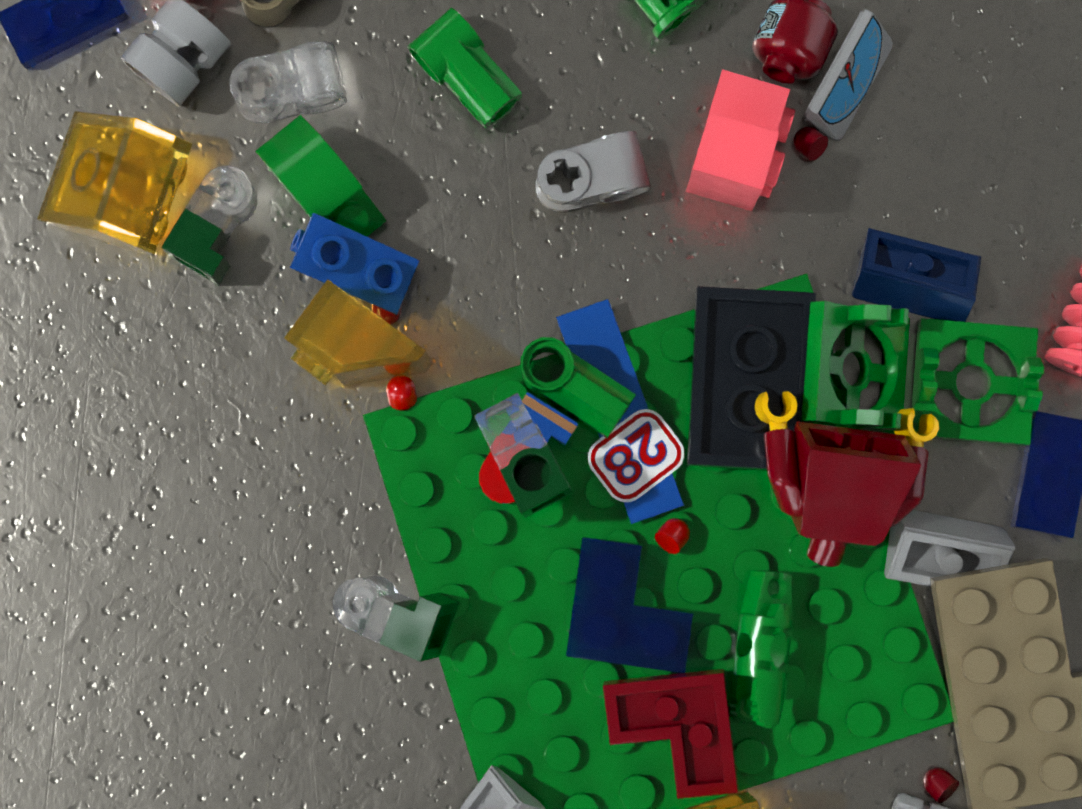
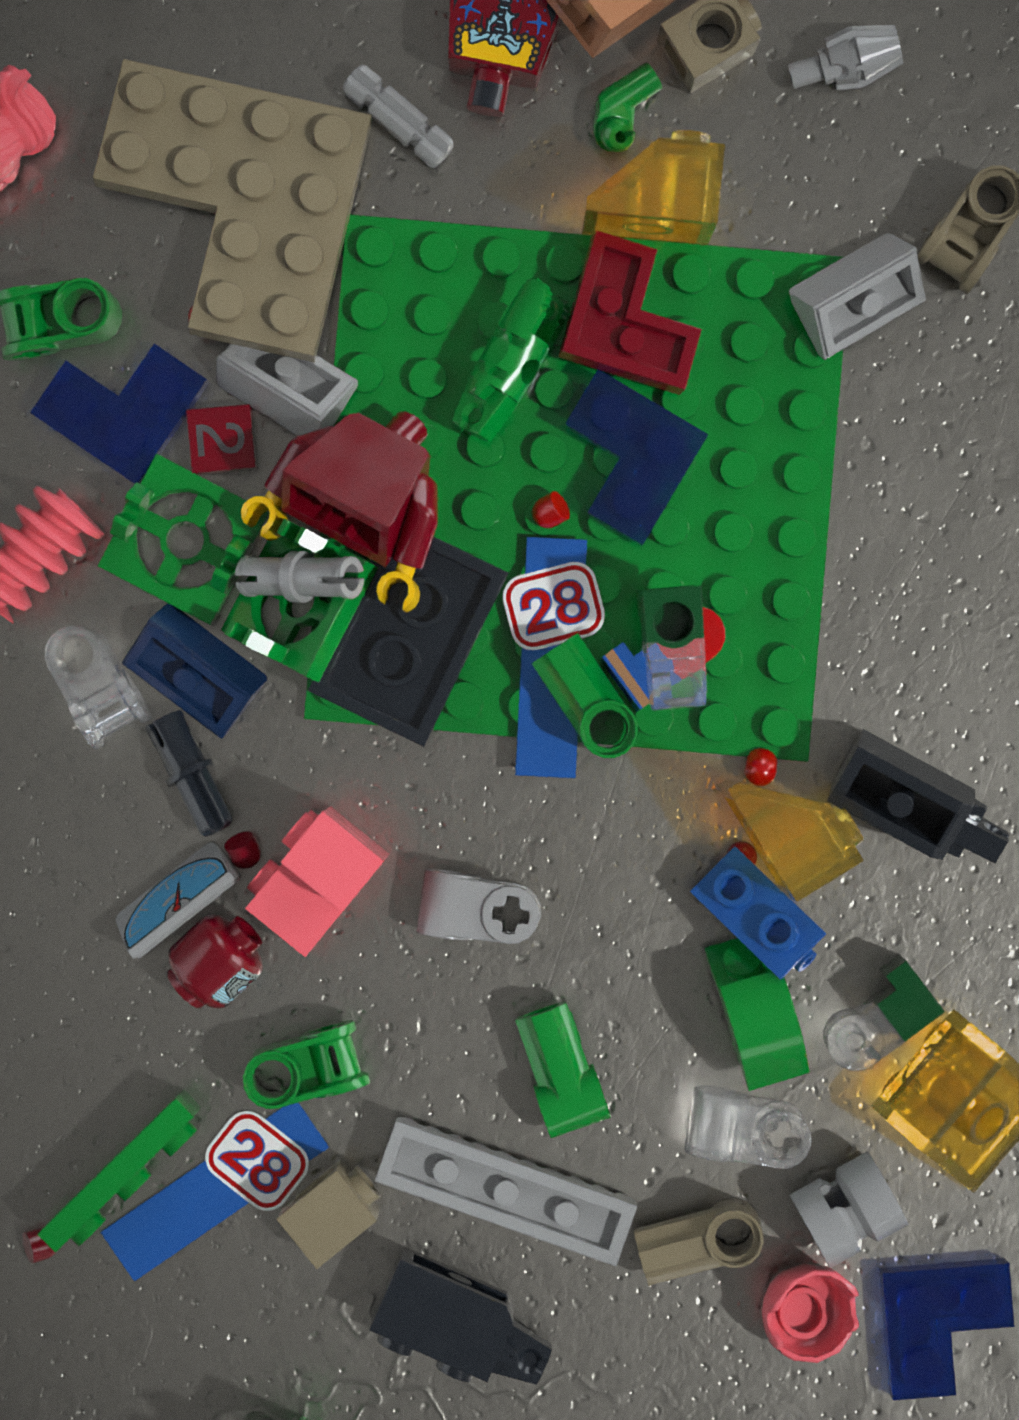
camera: 160 degrees left, 5 degrees up
(259, 414) = (914, 802): none -> black hinge
(394, 620) = (863, 542): leg -> none
(865, 384) = (299, 576): none -> light grey pin
(884, 187) = (189, 772): none -> black axle
(940, 784) = (389, 160): dark red piece -> none
(979, 481) = (221, 439): none -> dark red tile
(994, 224) = (96, 687): none -> clear piece

